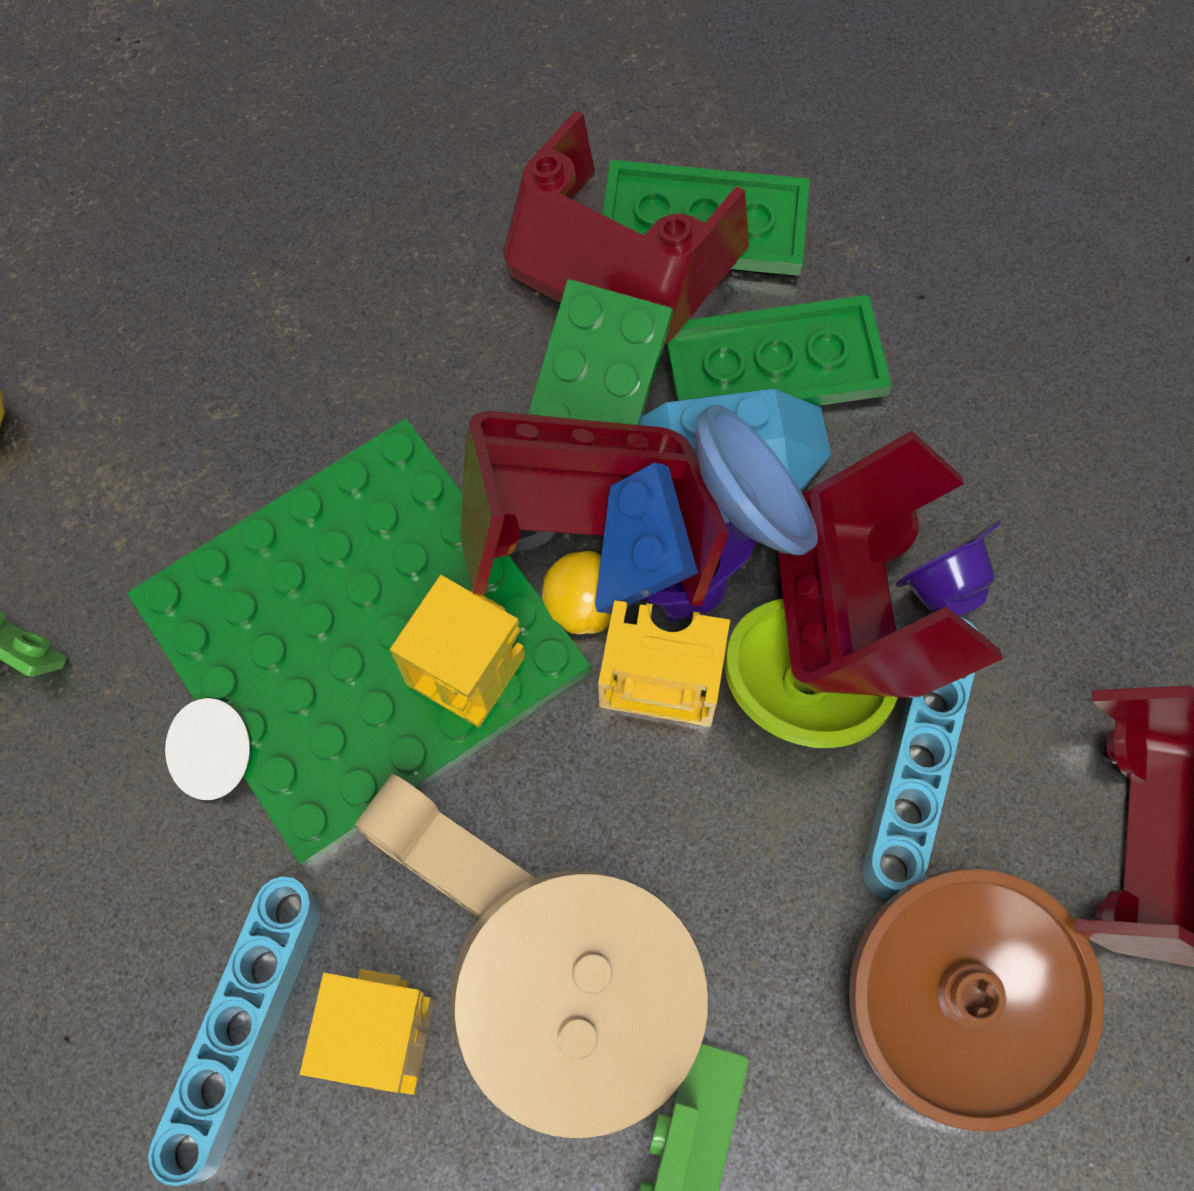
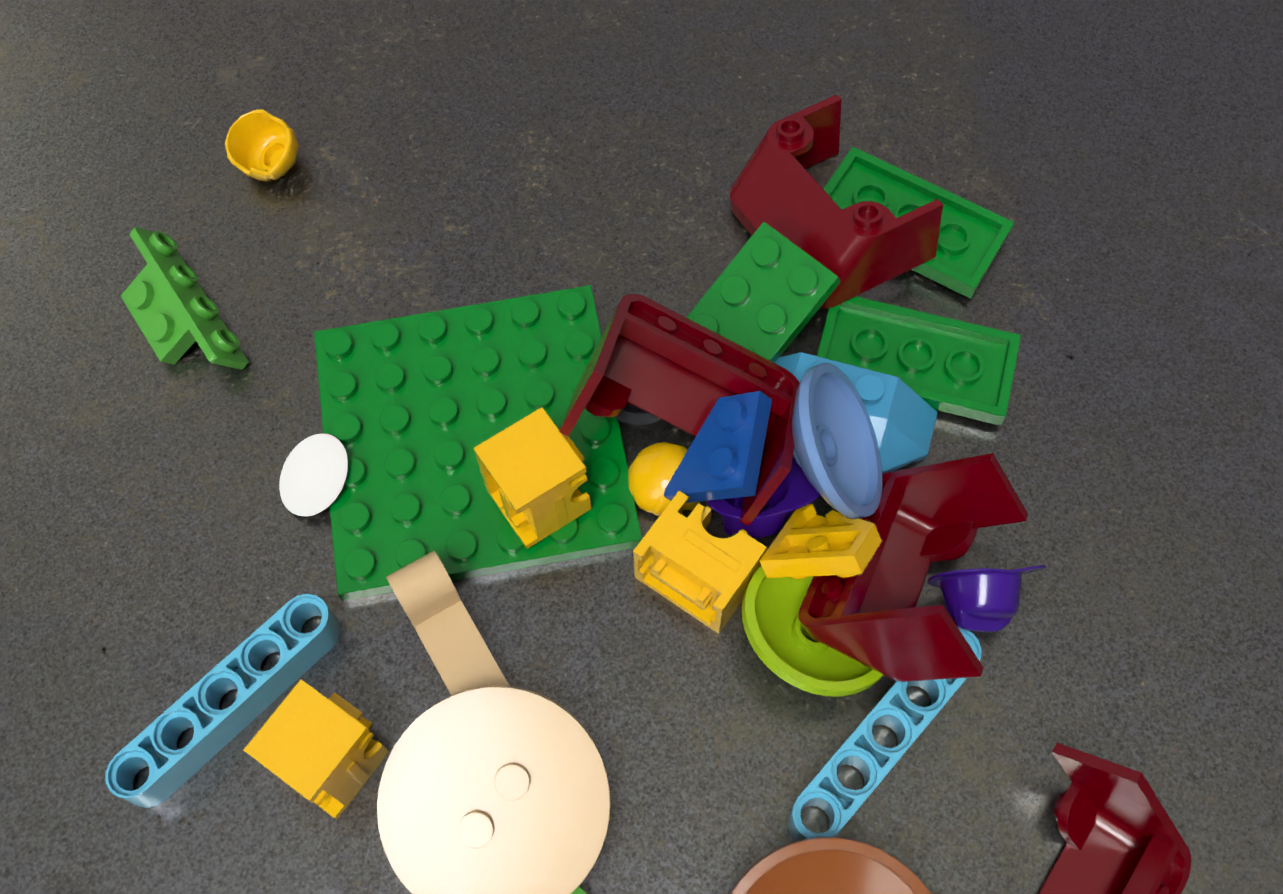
camera: 25 degrees right, 5 degrees down
(783, 595) = (820, 546): none -> yellow wing

